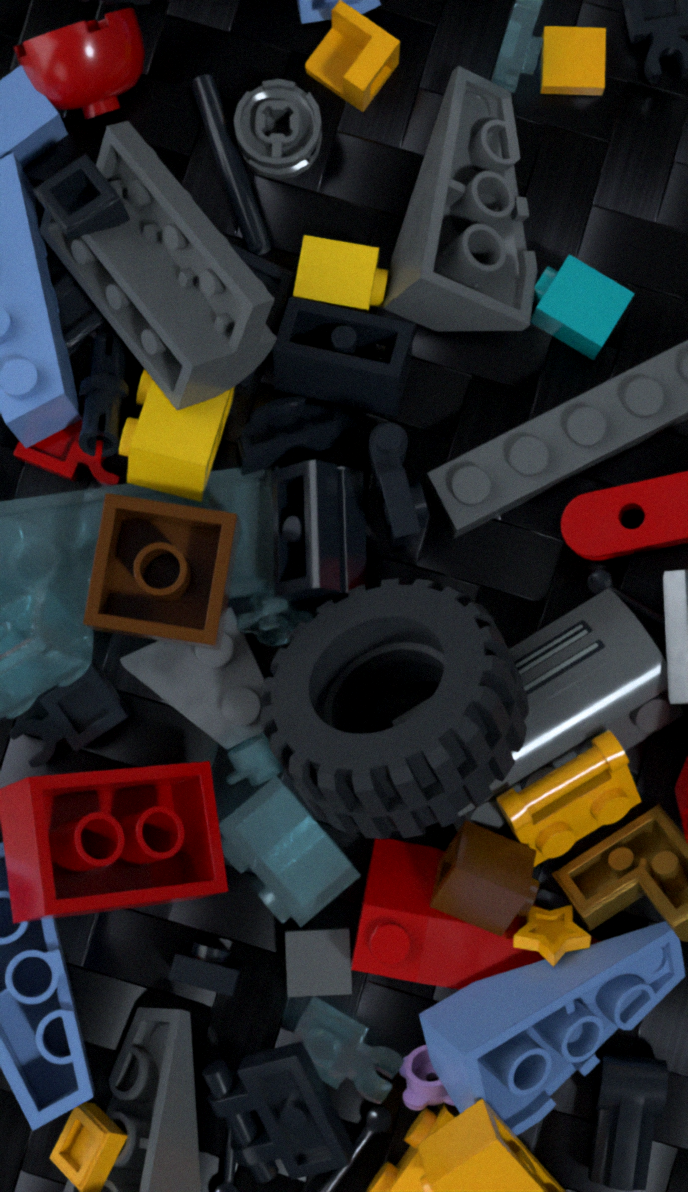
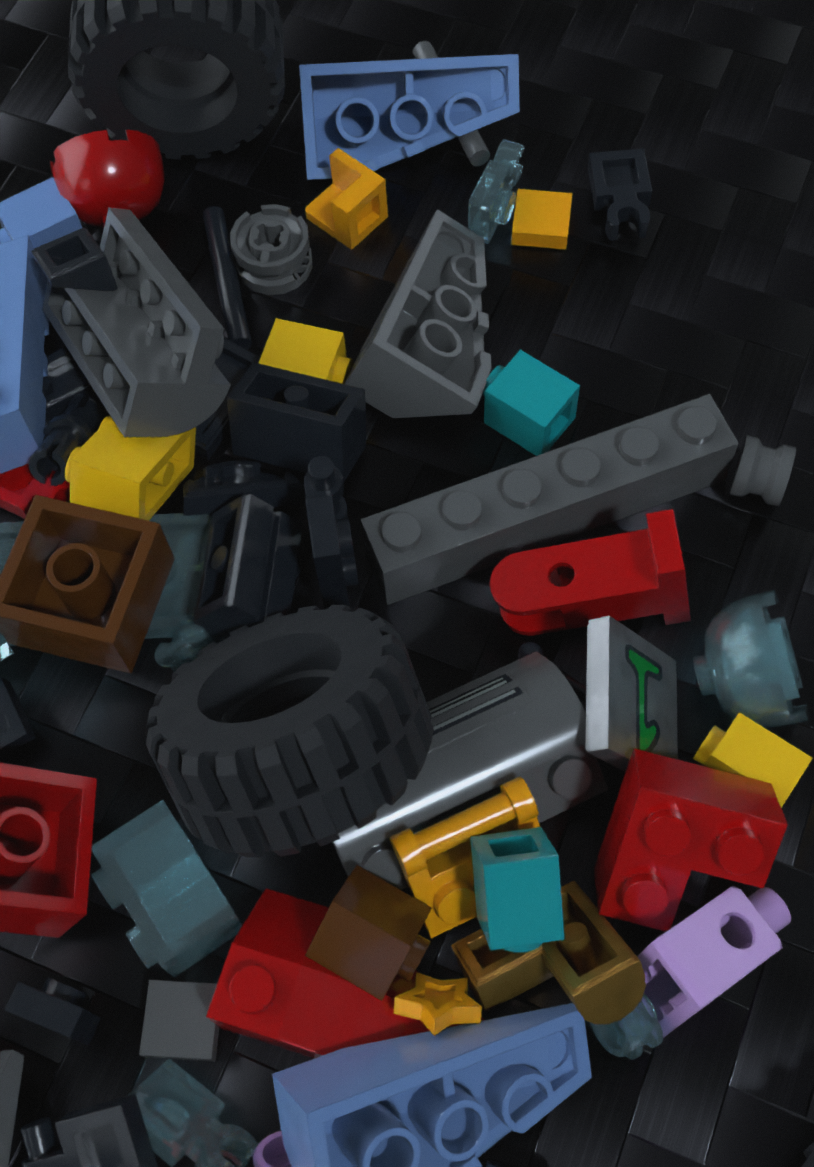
camera: 10 degrees right, 20 degrees down
(206, 685) = (111, 711): flat silver wing -> none
(254, 761) = (143, 789): clear light blue plate -> none
(615, 833) = (517, 889): none -> teal brick

